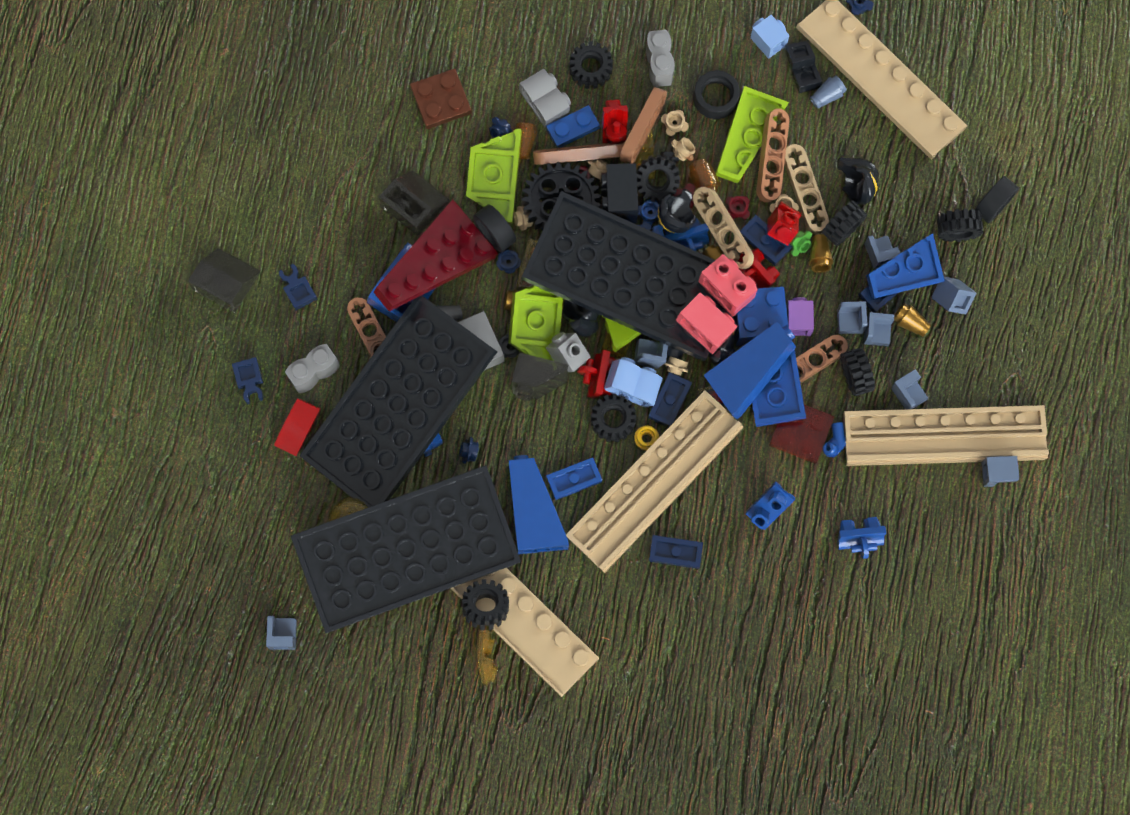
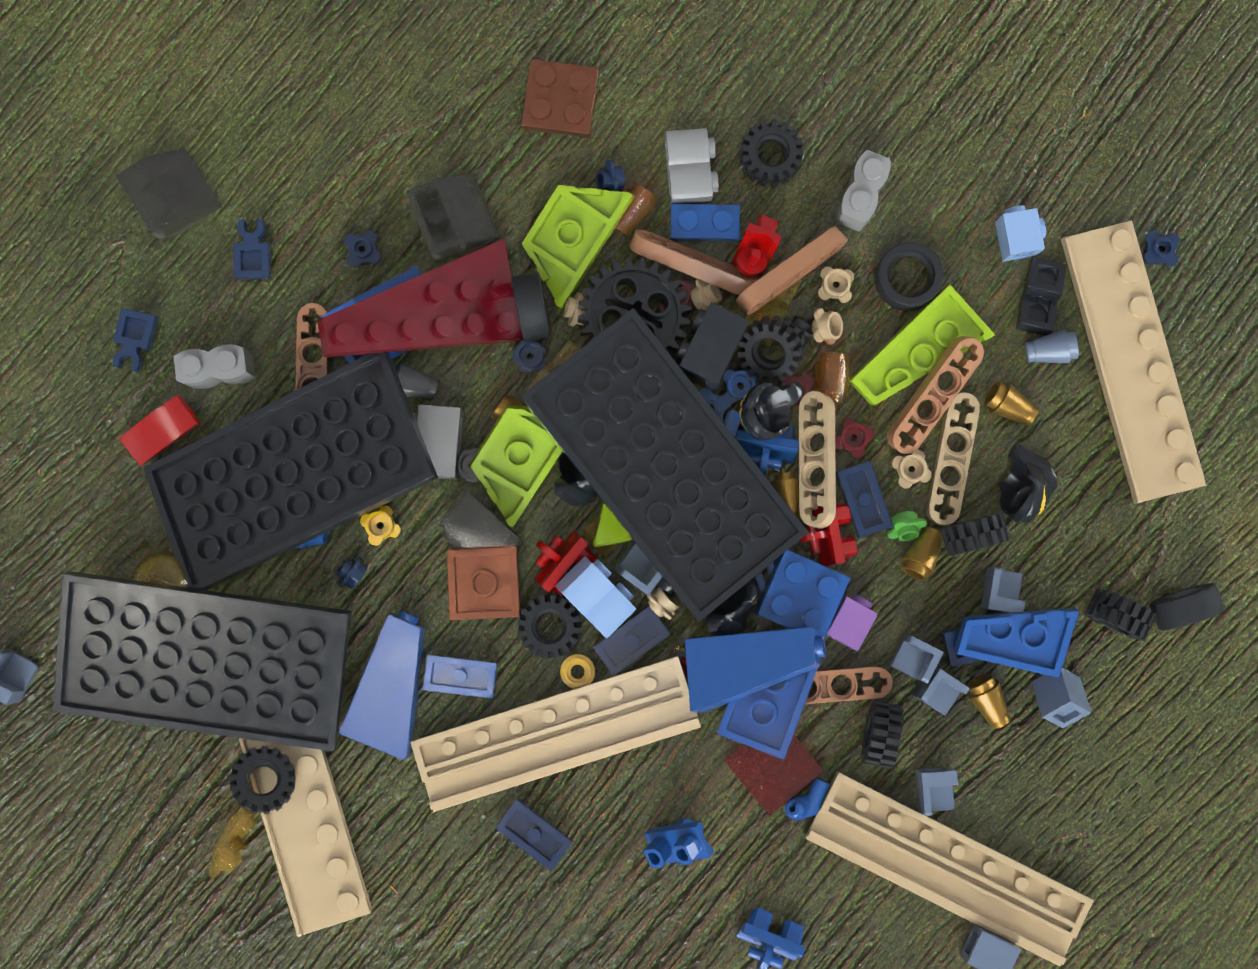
camera: 30 degrees right, 10 degrees up
(367, 243) = (371, 253): none -> dark blue plate
(471, 406) = (371, 521): none -> yellow plate
(557, 414) = (483, 583): none -> copper plate
(569, 350) = (536, 515): light grey brick -> none
(706, 322) = (723, 579): coral brick -> none
(728, 284) = (778, 543): coral brick -> none
(783, 223) = (897, 493): red brick -> none
(819, 137) = (1010, 403): none -> pearl gold cone

